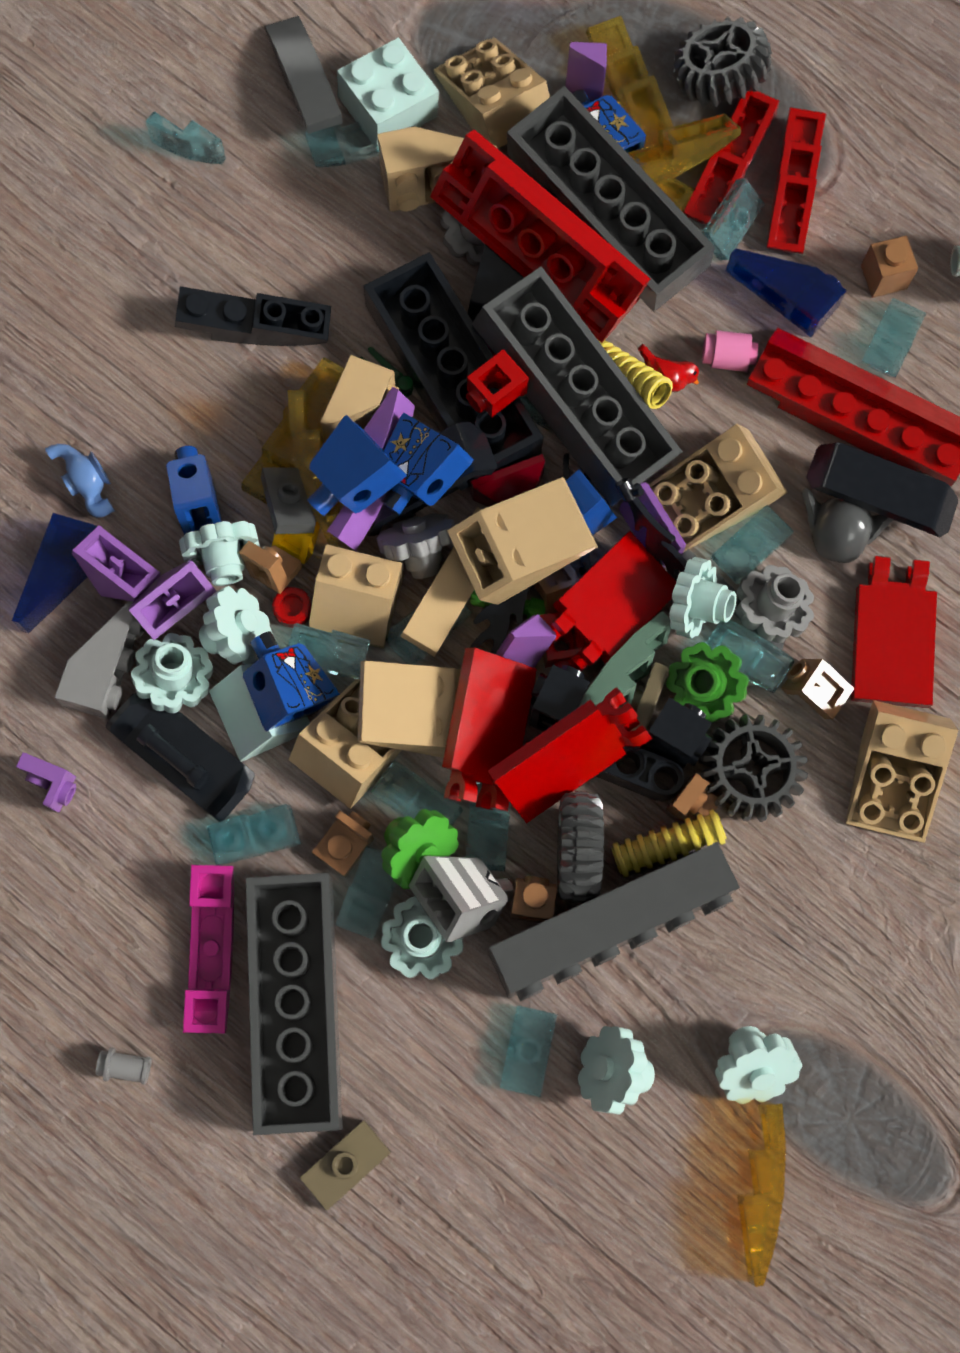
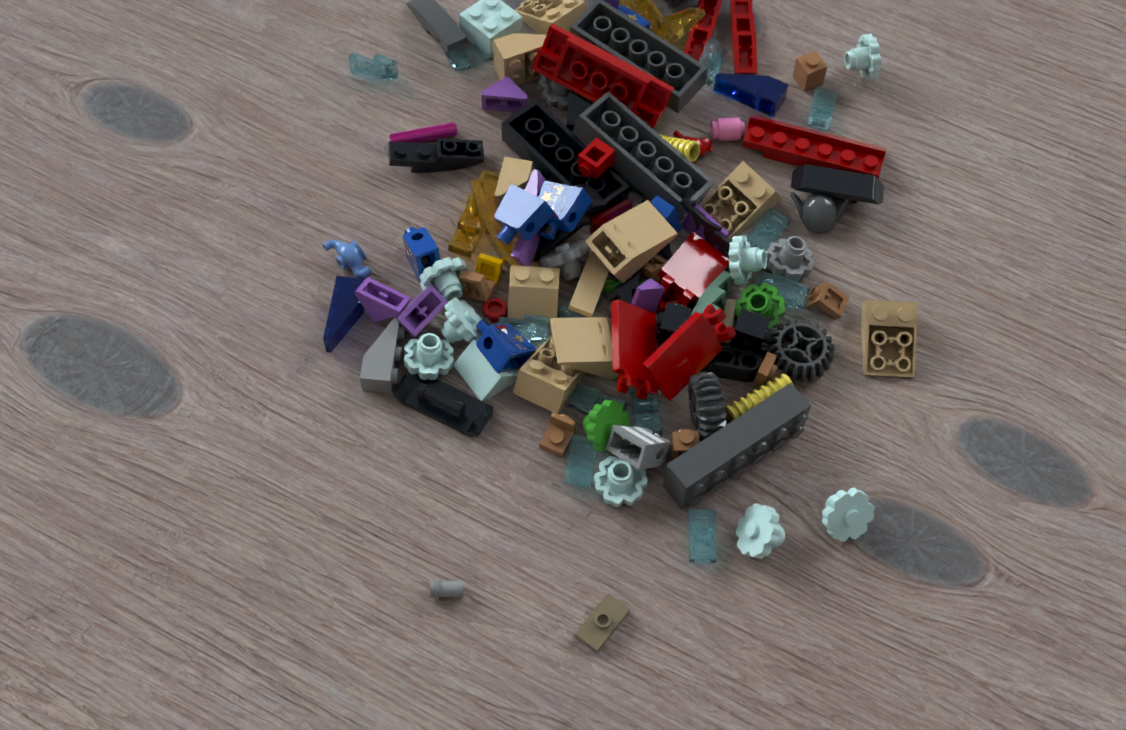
camera: 10 degrees left, 15 degrees down
(42, 774) = (362, 426): medium lavender bracket -> none
(210, 949) = (487, 508): dark pink slope -> none
(242, 275) = (425, 134): none -> dark pink axle
(253, 835) = (500, 442): clear light blue slope -> none
(287, 501) = (481, 246): dark grey plate -> none
(293, 1004) = (550, 530): dark grey brick -> none
(383, 230) = (504, 97): none -> medium lavender slope
(762, 1209) = (870, 595): clear yellow slope -> none
(894, 637) = (865, 265): red tile -> none

